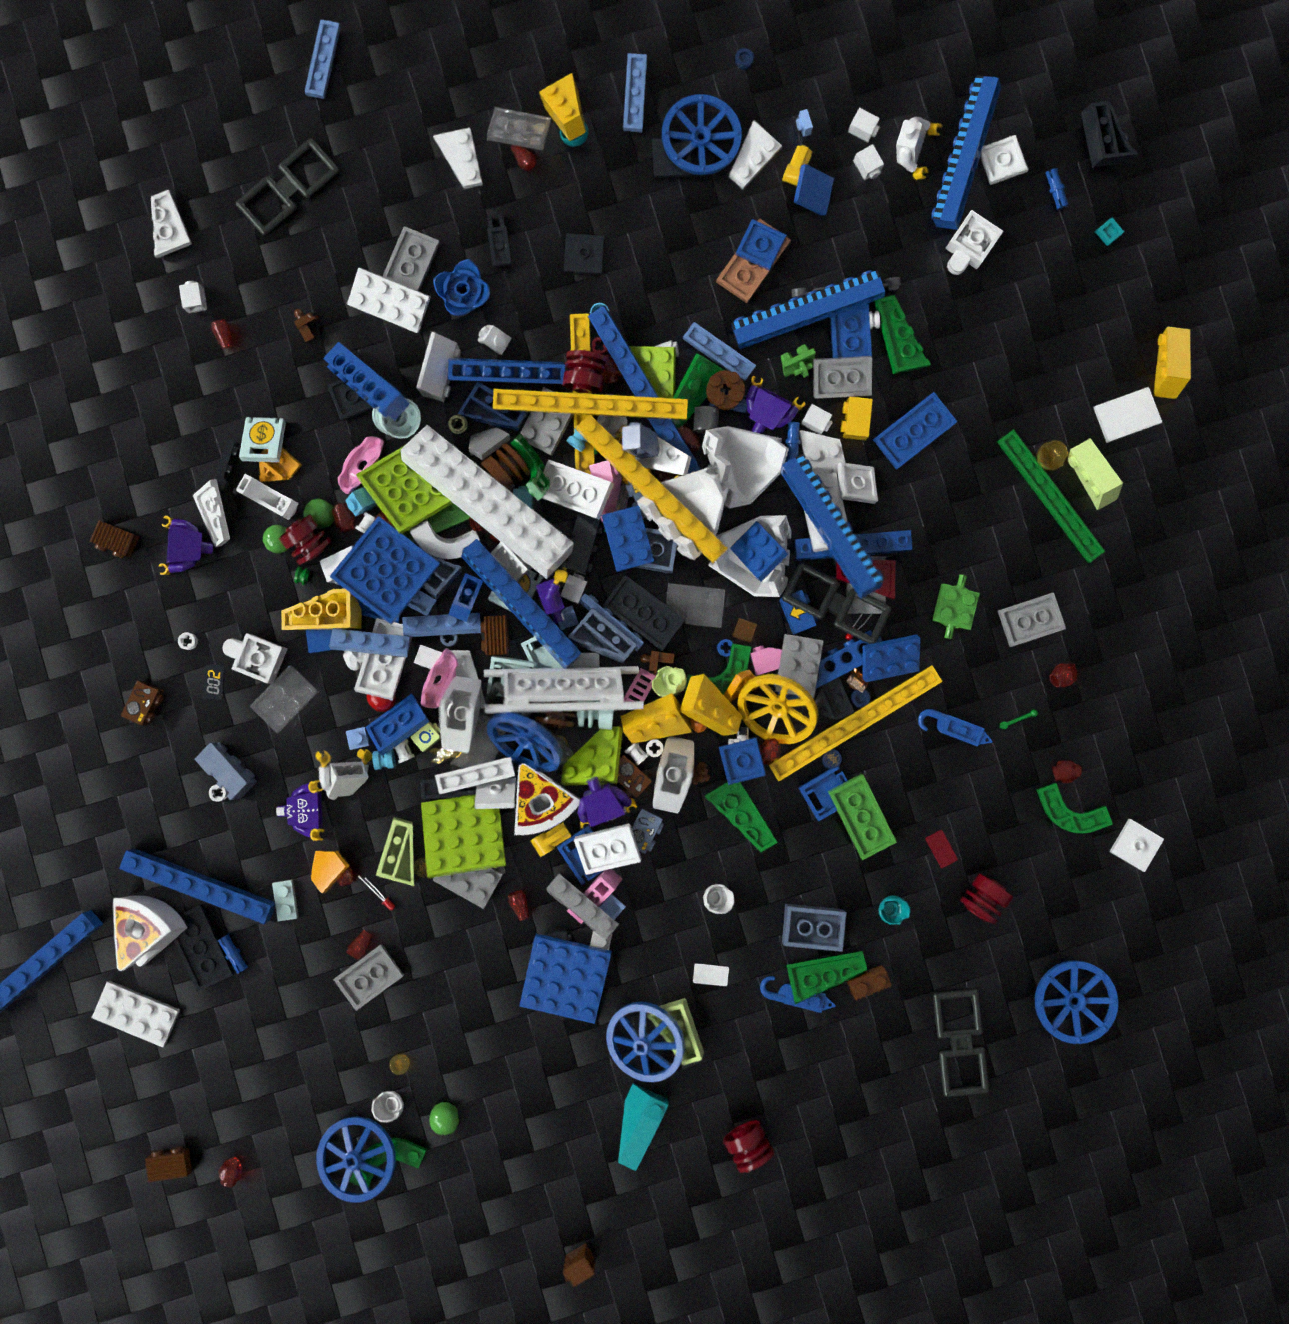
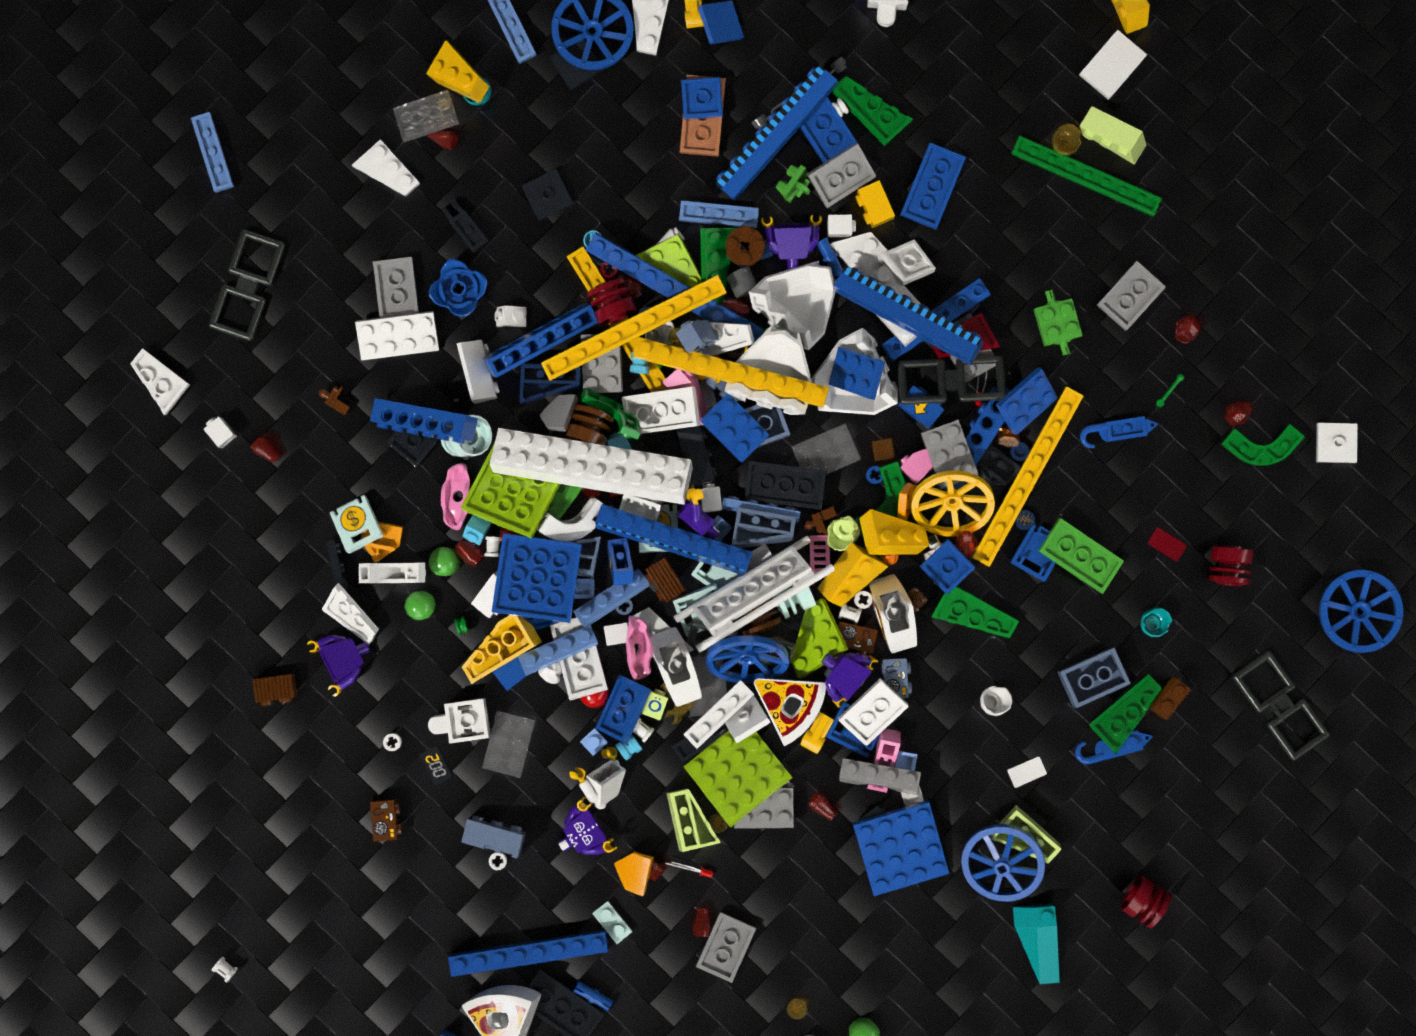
camera: 30 degrees left, 0 degrees up
(305, 540) = (450, 593): dark red wheel -> none
(454, 421) = (518, 411): olive cone -> none

